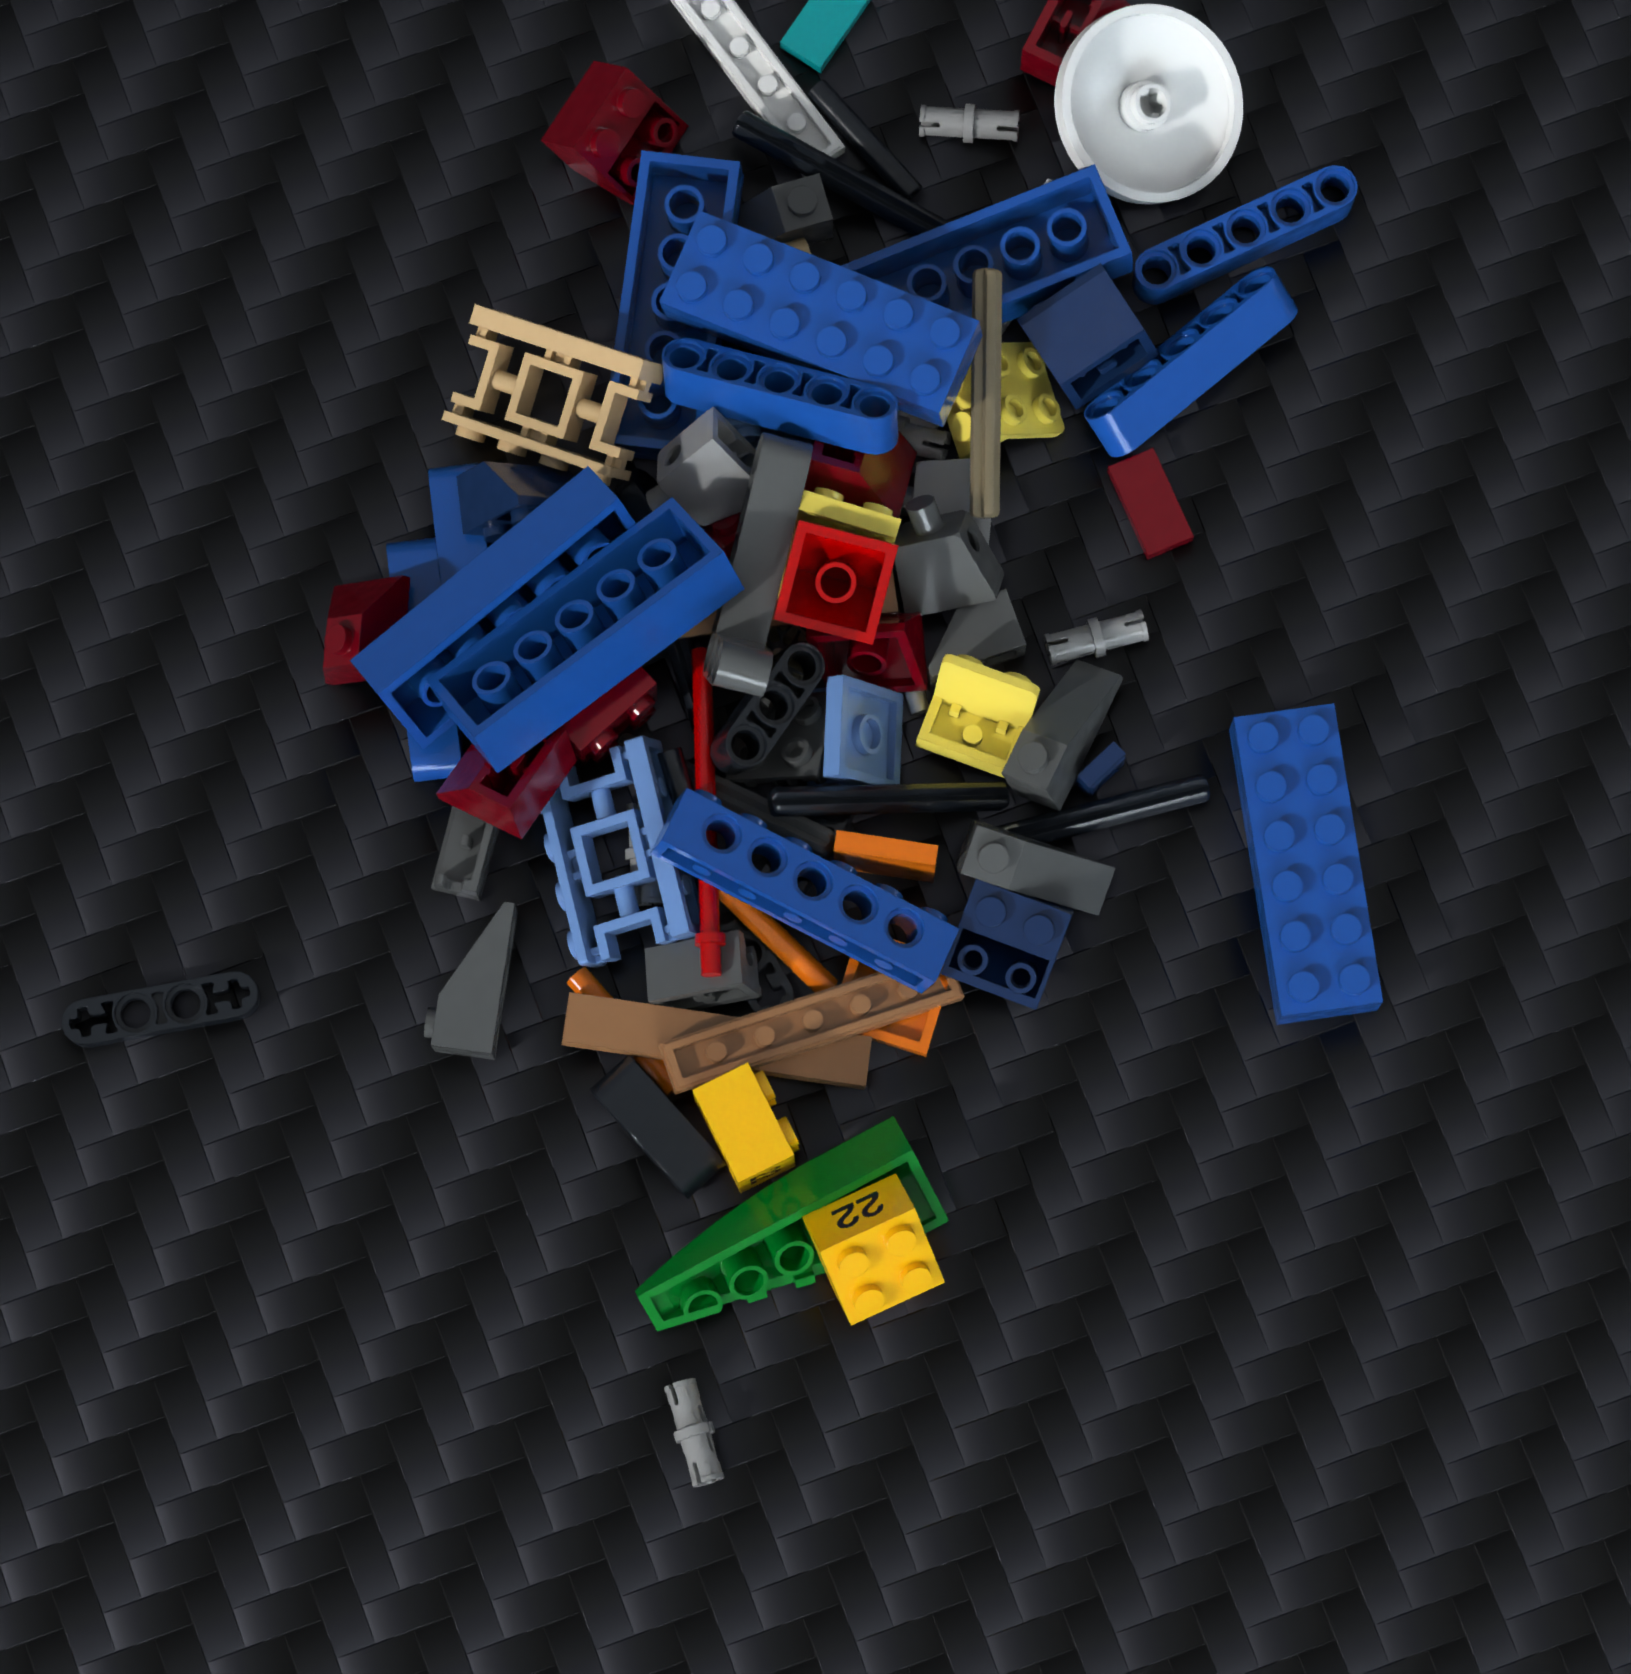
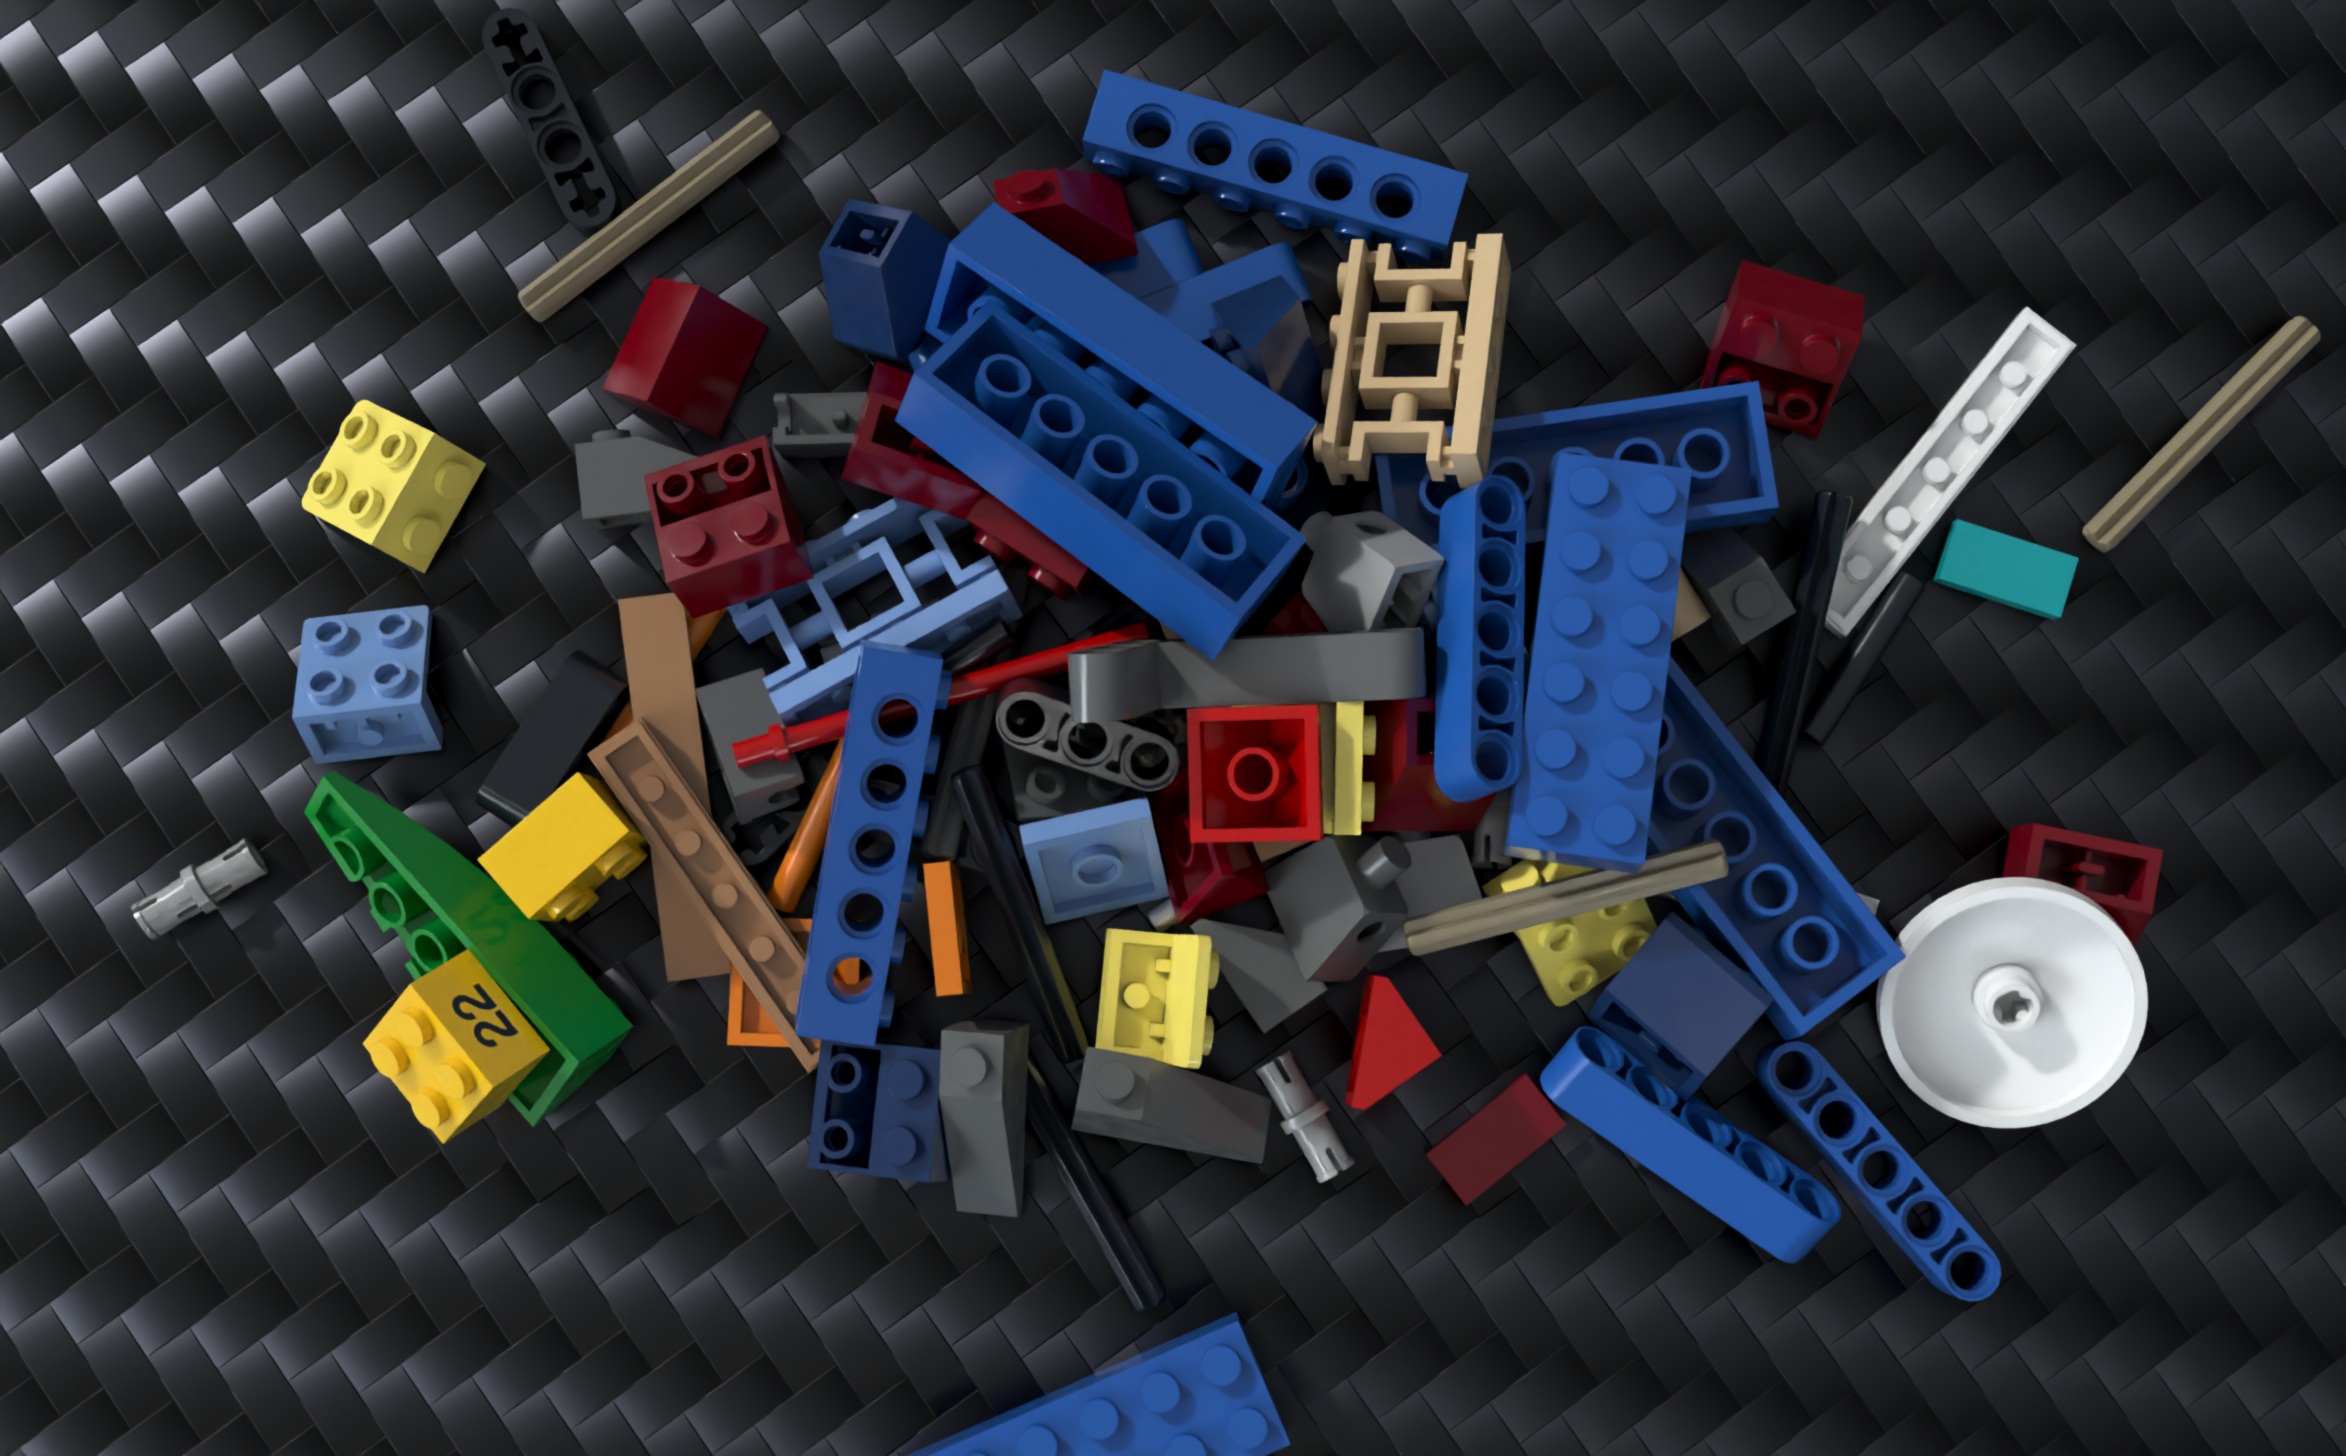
camera: 75 degrees right, 5 degrees up
(260, 952) = (648, 216): none -> dark tan axle
(370, 774) = (881, 277): none -> dark blue slope
(378, 953) = (686, 356): none -> dark red slope
(414, 1205) = (392, 484): none -> light yellow bracket
(421, 354) = (1370, 173): none -> blue brick
(531, 938) = (727, 528): none -> dark red slope
(569, 1260) = (366, 685): none -> medium blue bracket
(969, 123) = (1921, 782): light grey pin -> none
(1057, 558) = (1387, 1045): none -> red slope
(1100, 770) = (1136, 1167): dark blue tile -> none

